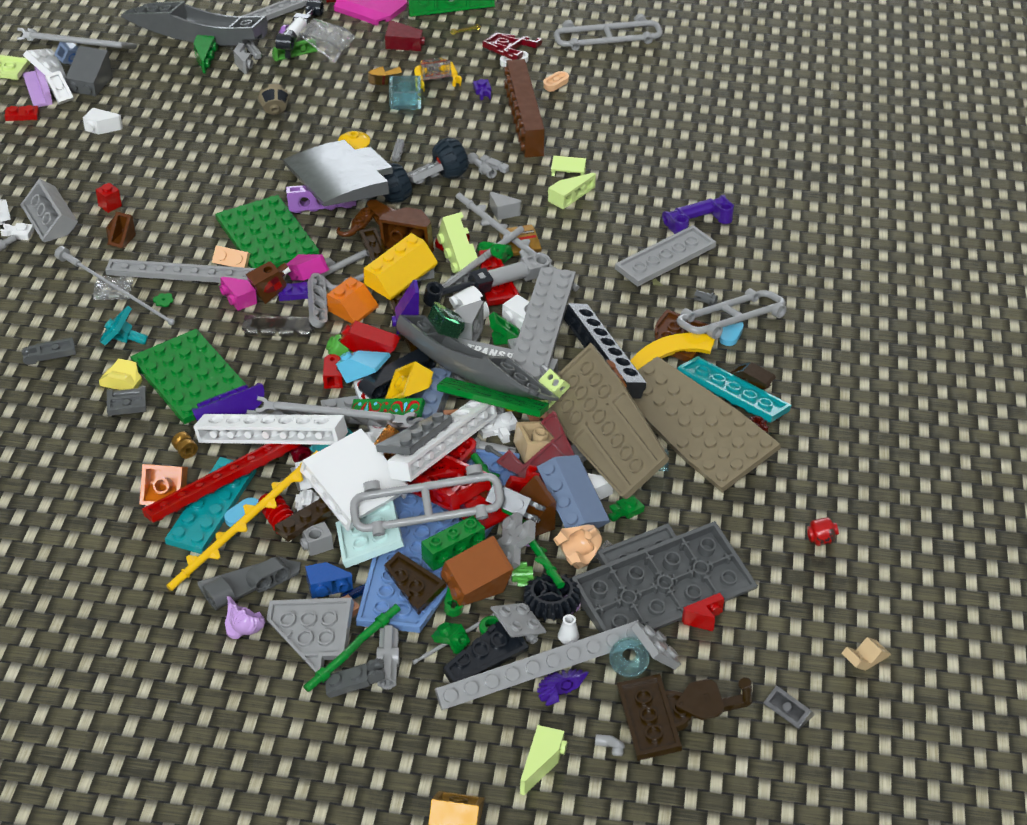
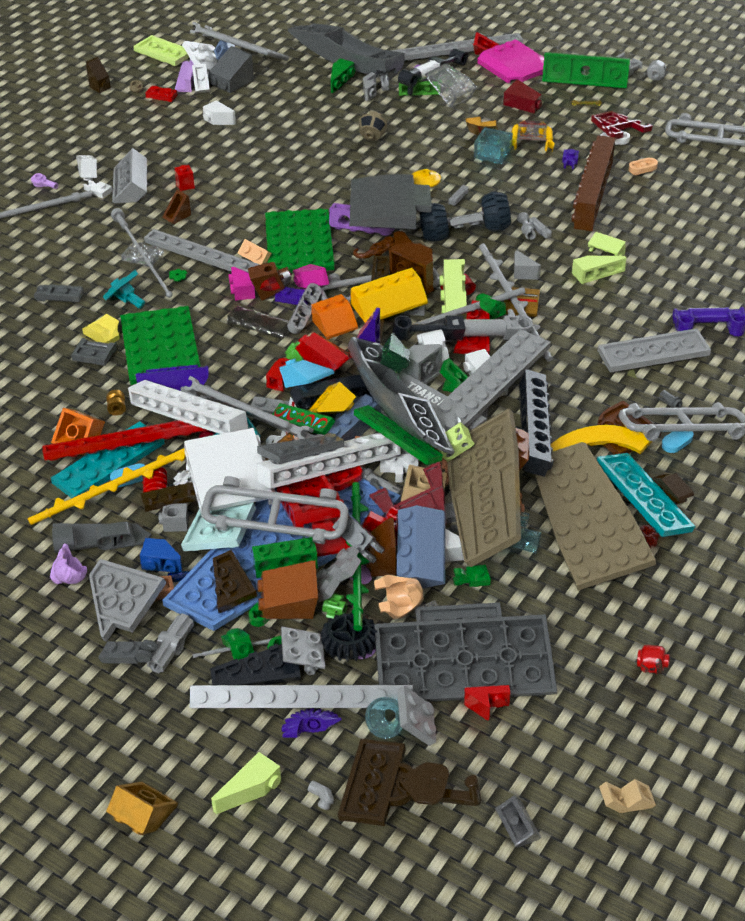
camera: 25 degrees right, 0 degrees up
(324, 673) = (102, 639): green bar -> none
(568, 631) = (345, 673): white cone -> none

